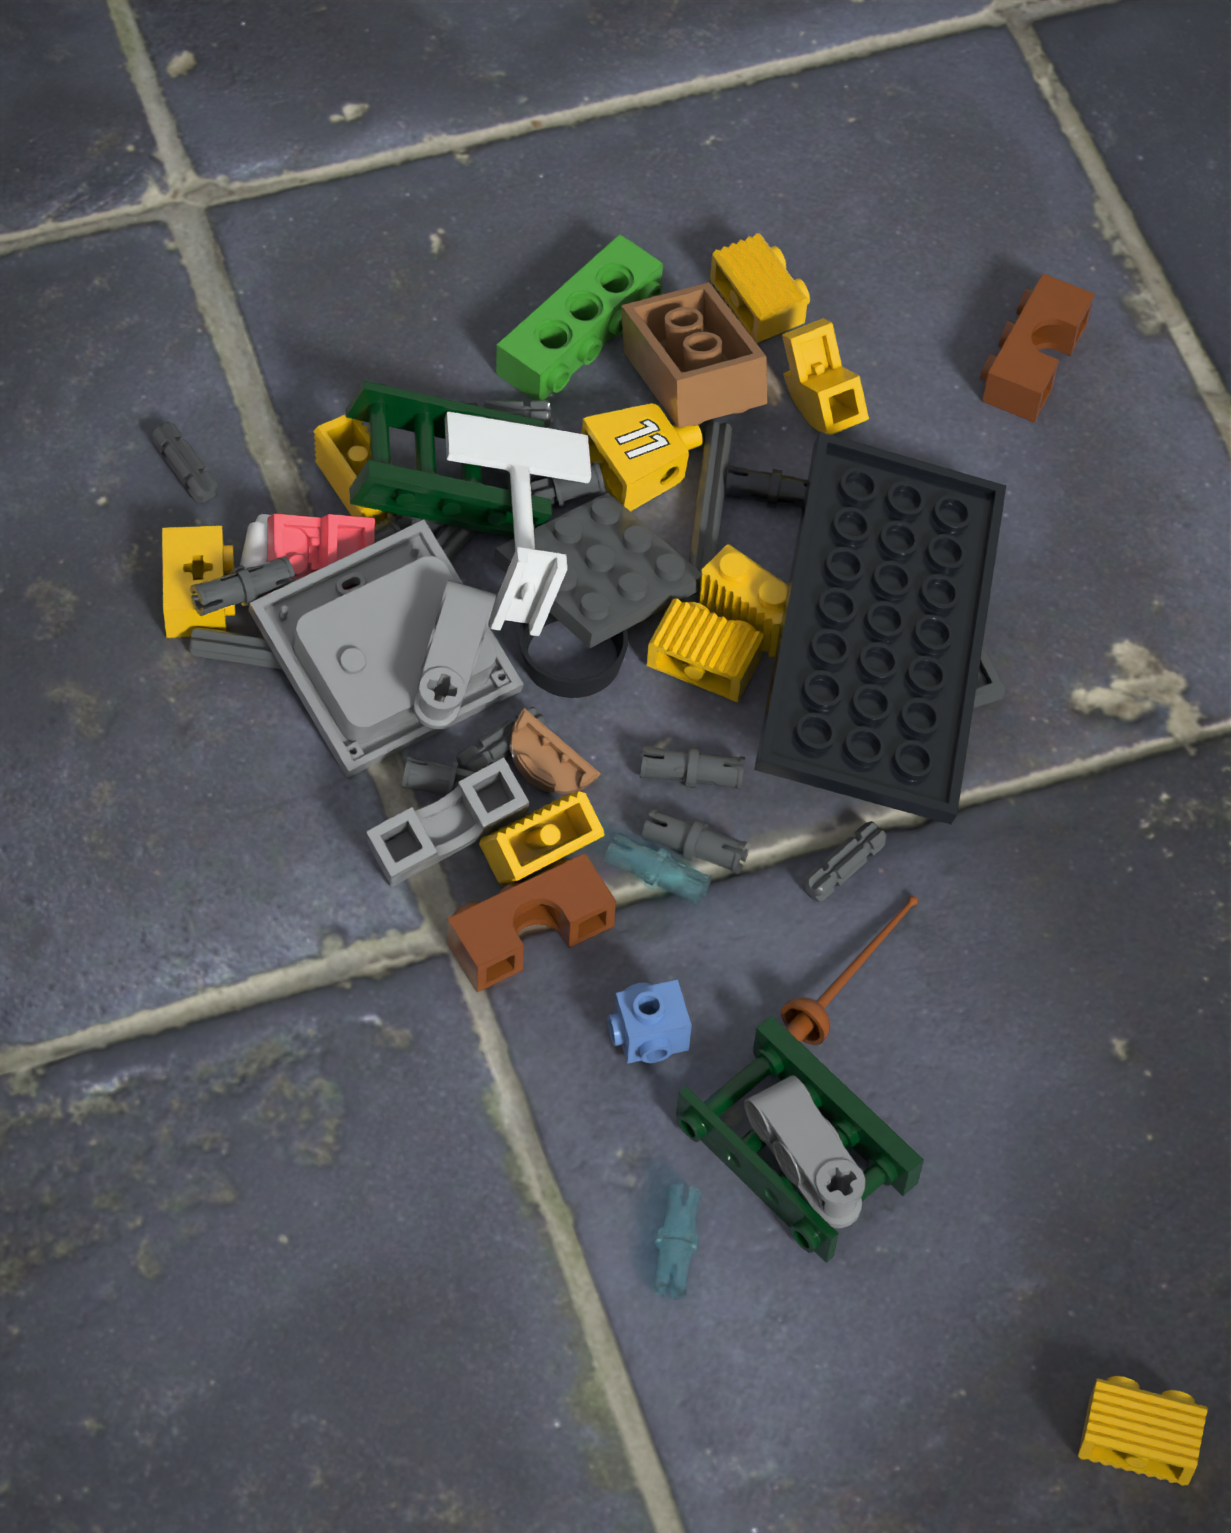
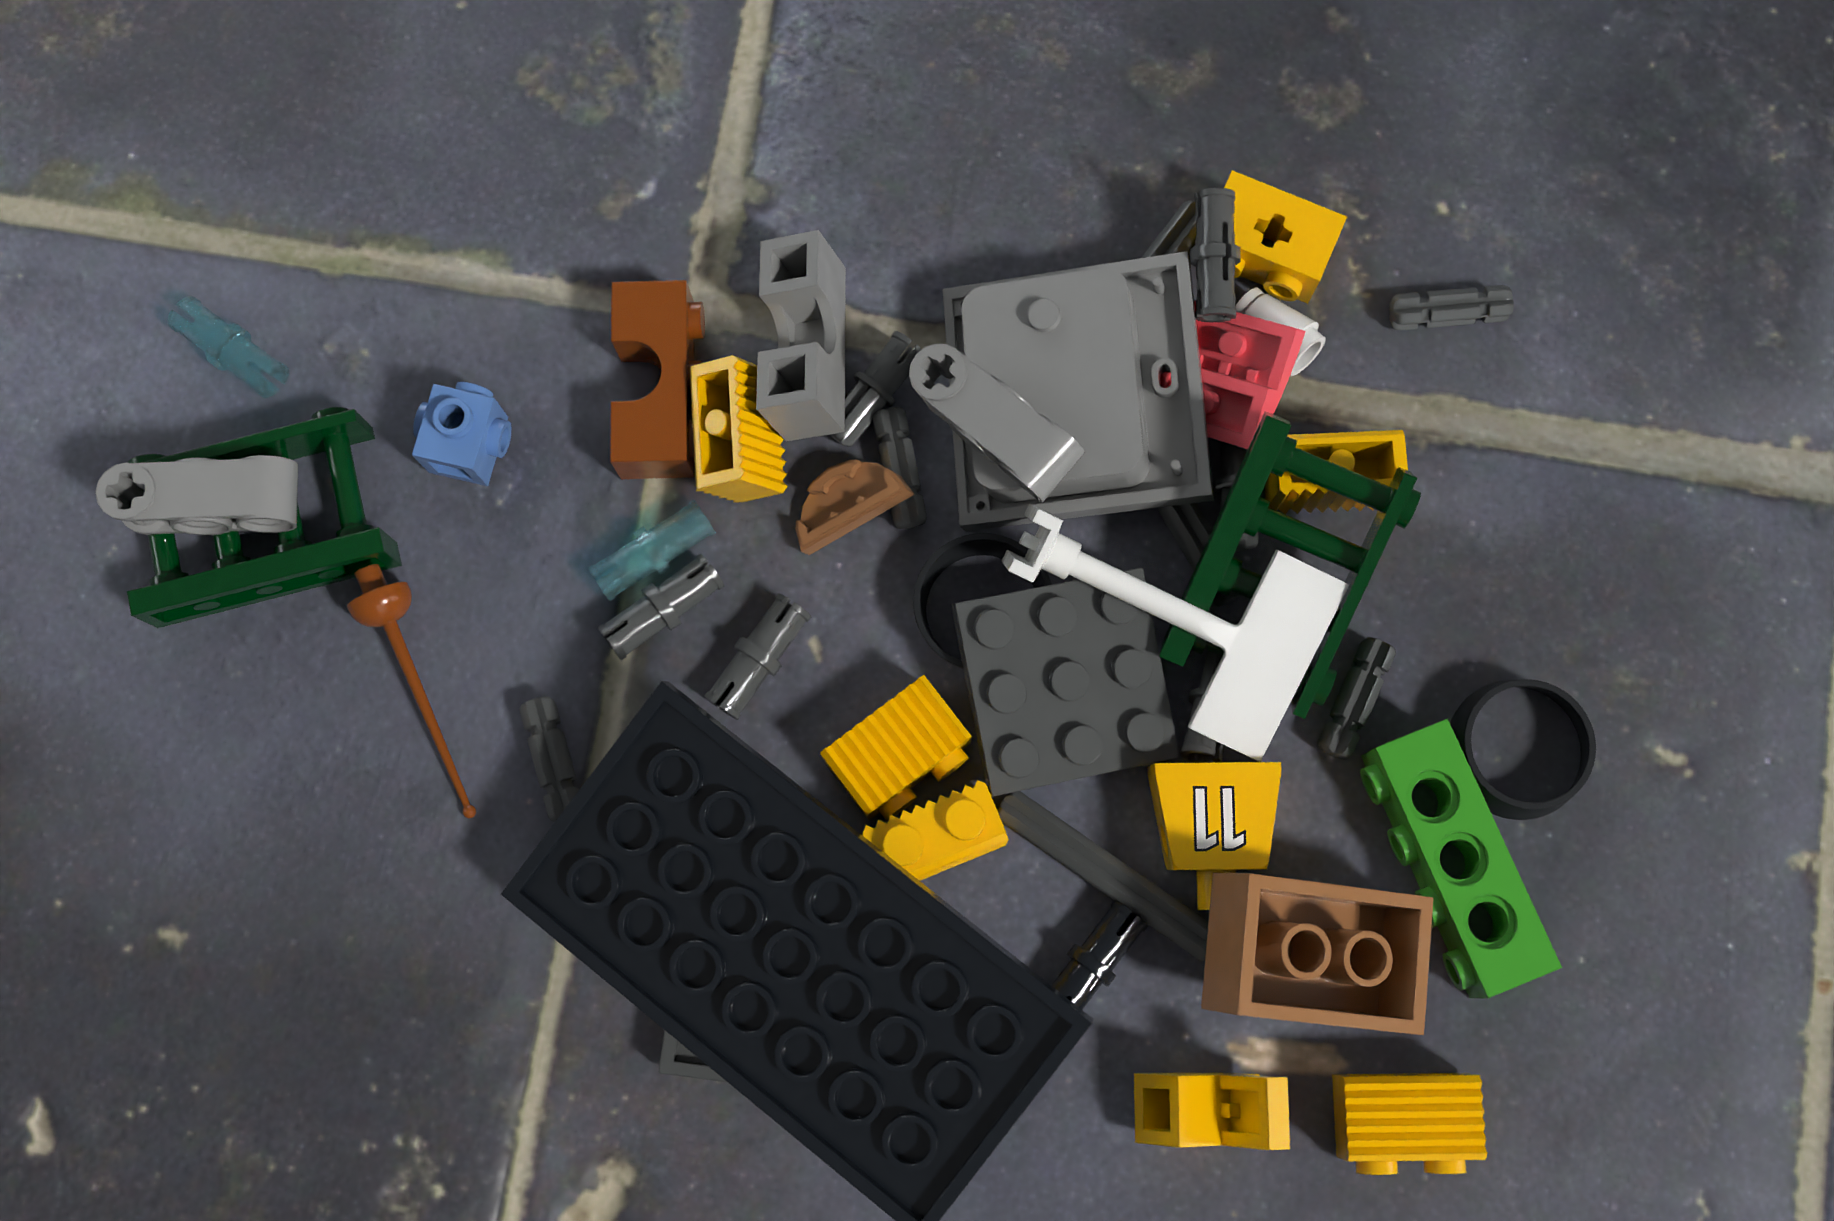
camera: 125 degrees right, 20 degrees up
(466, 347) = (1498, 803): none -> black tyre

